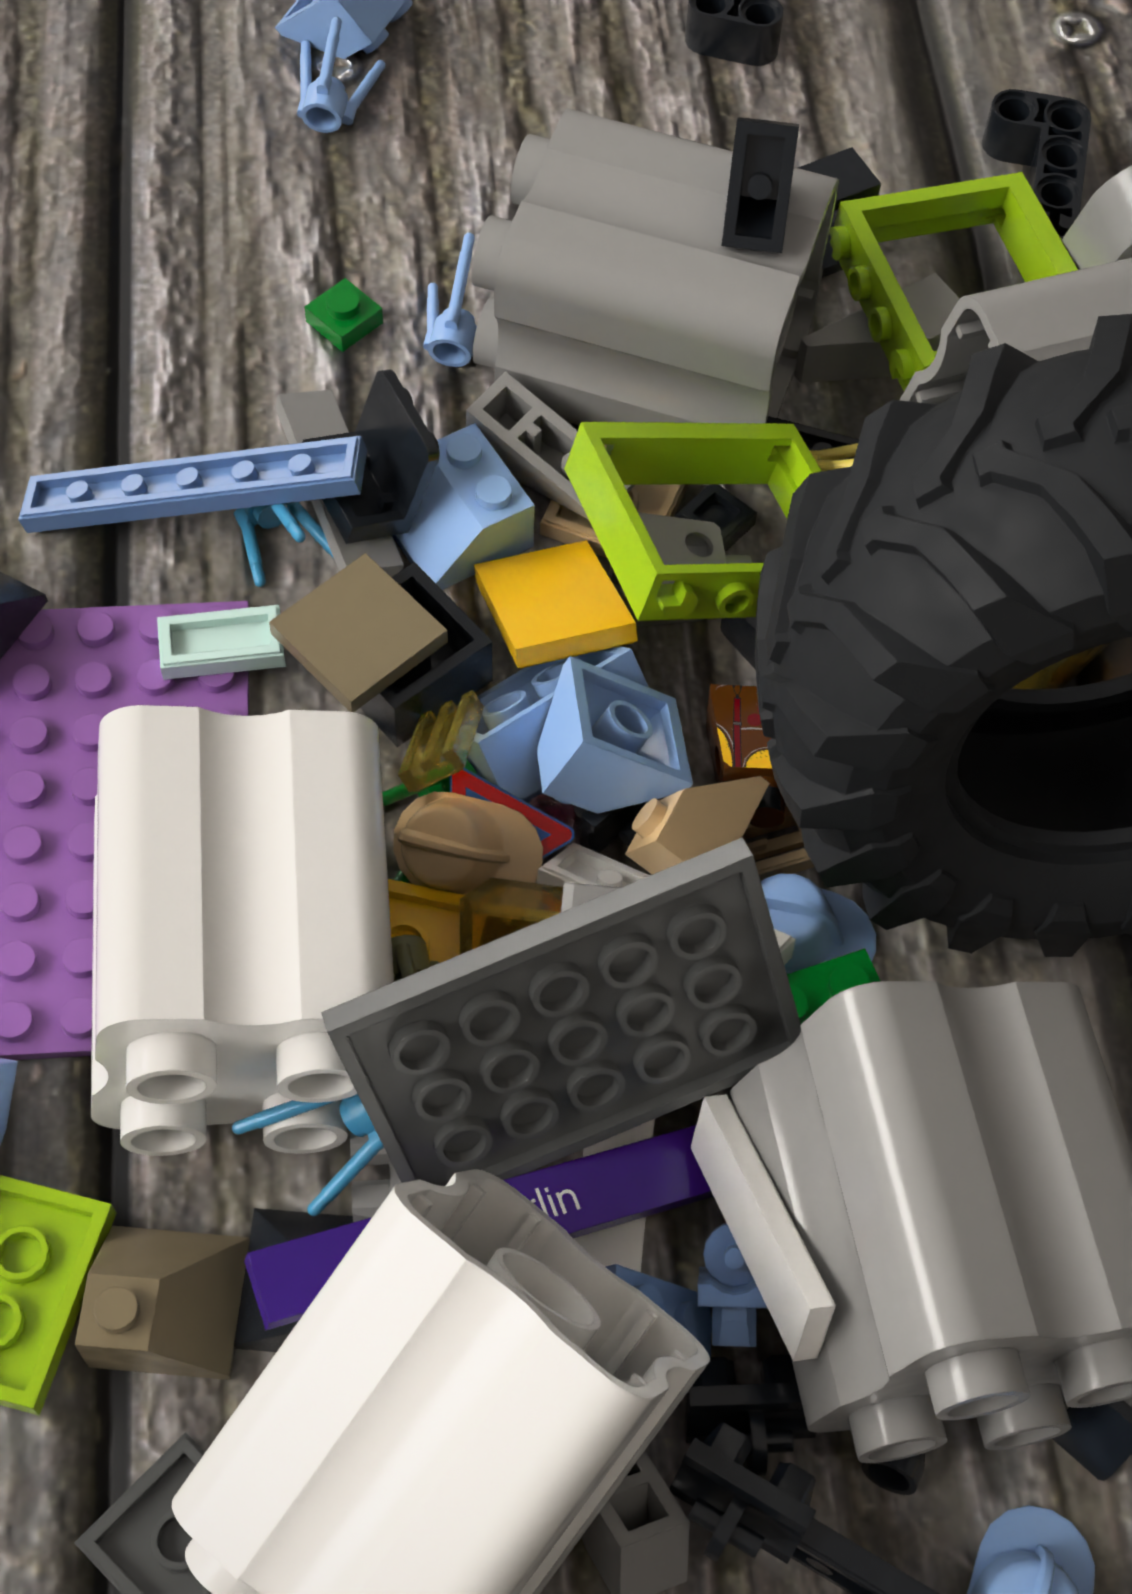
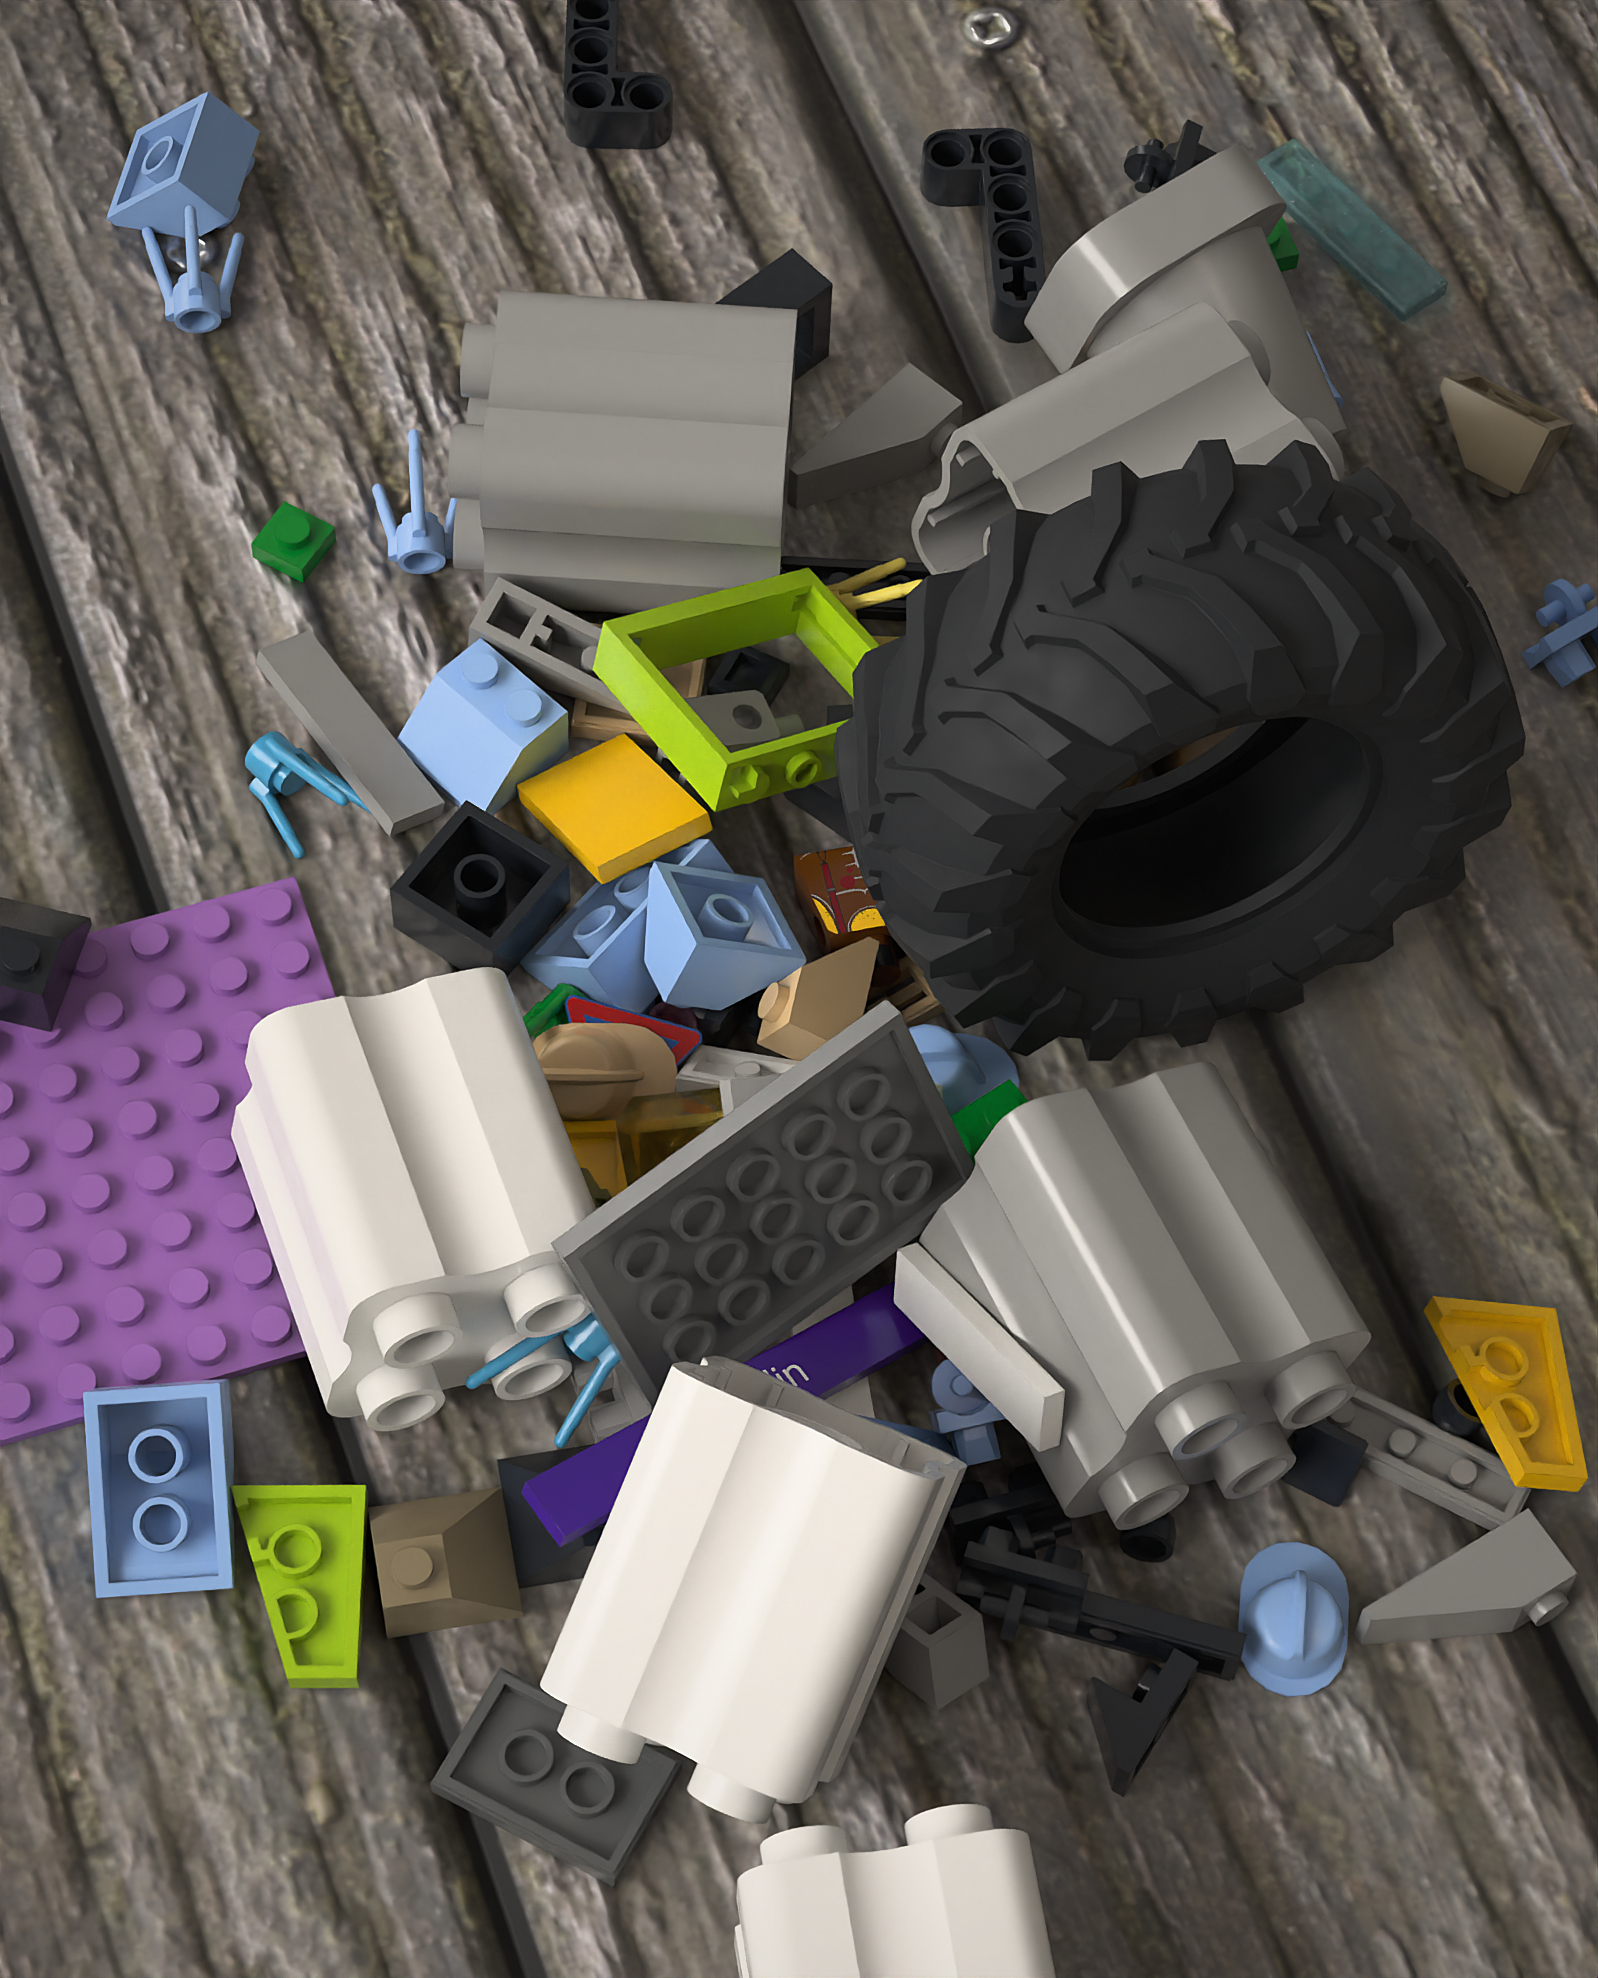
camera: 15 degrees left, 0 degrees up
(194, 484) = (207, 769): medium blue tile -> none
(218, 642) = (287, 925): light aqua tile -> none
(358, 632) = (436, 885): dark tan tile -> none
(396, 465) = (396, 709): black bracket -> none
(444, 736) = (539, 981): clear yellow tile -> none
(760, 184) = (726, 344): black slope -> none
(867, 221) = (848, 393): lime window -> none

